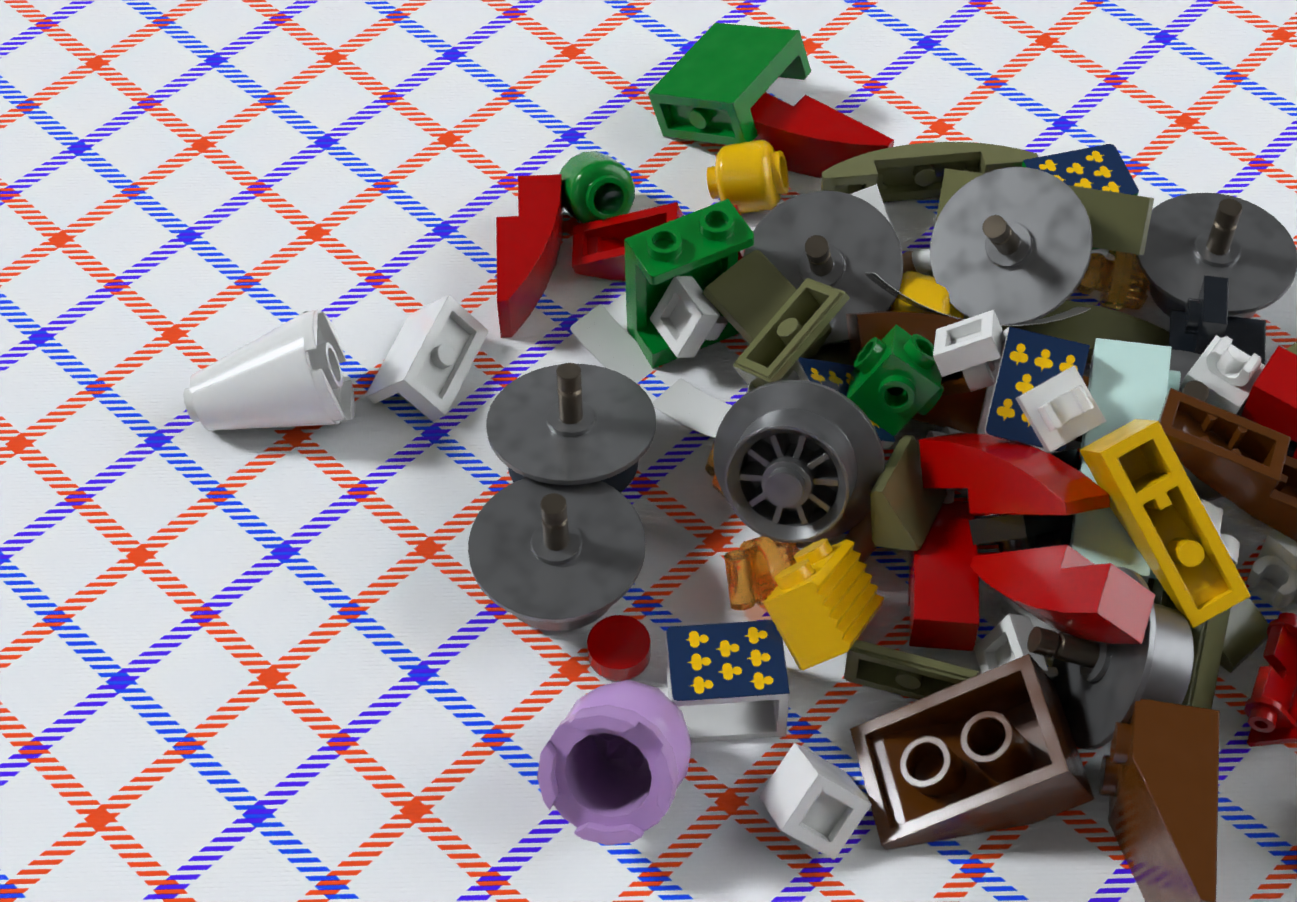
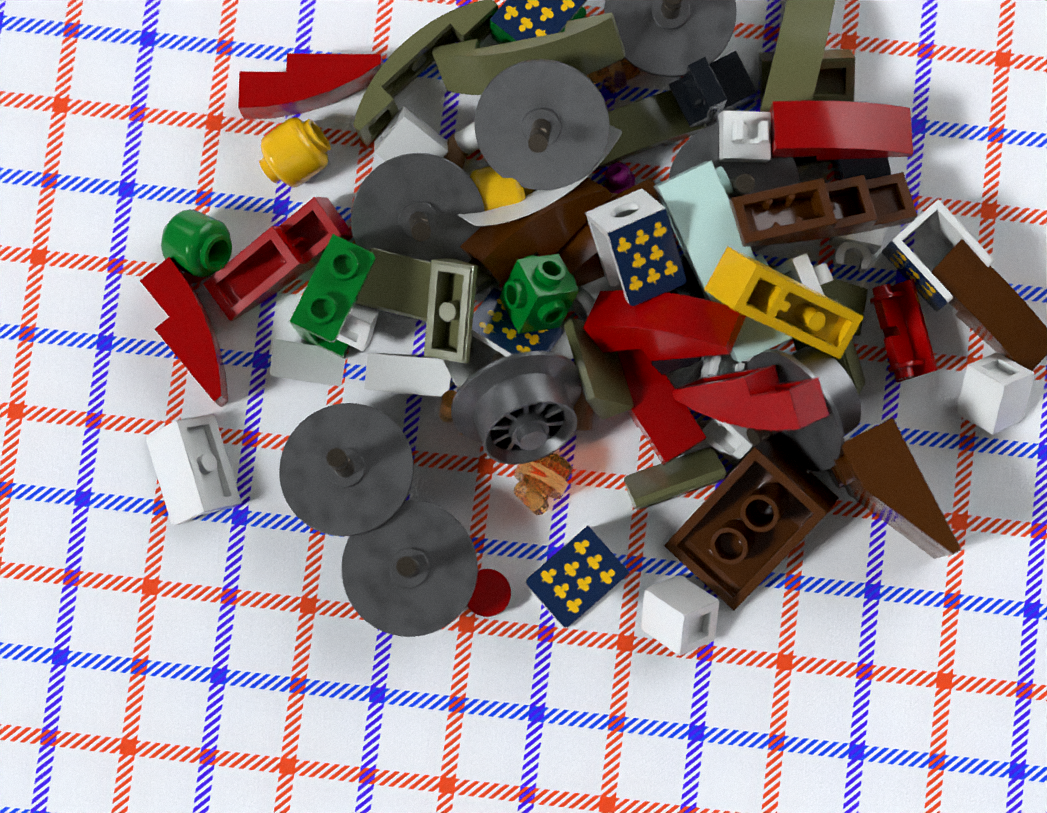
camera: 35 degrees left, 30 degrees up
(276, 381) = (116, 569): white cone -> none
(616, 762) = (559, 687): lavender tile -> none
(721, 78) = (216, 74): green panel -> none
(823, 602) = (603, 489): yellow brick -> none
(970, 348) = (579, 249): white tile -> none
(1060, 409) = (672, 264): white tile -> none

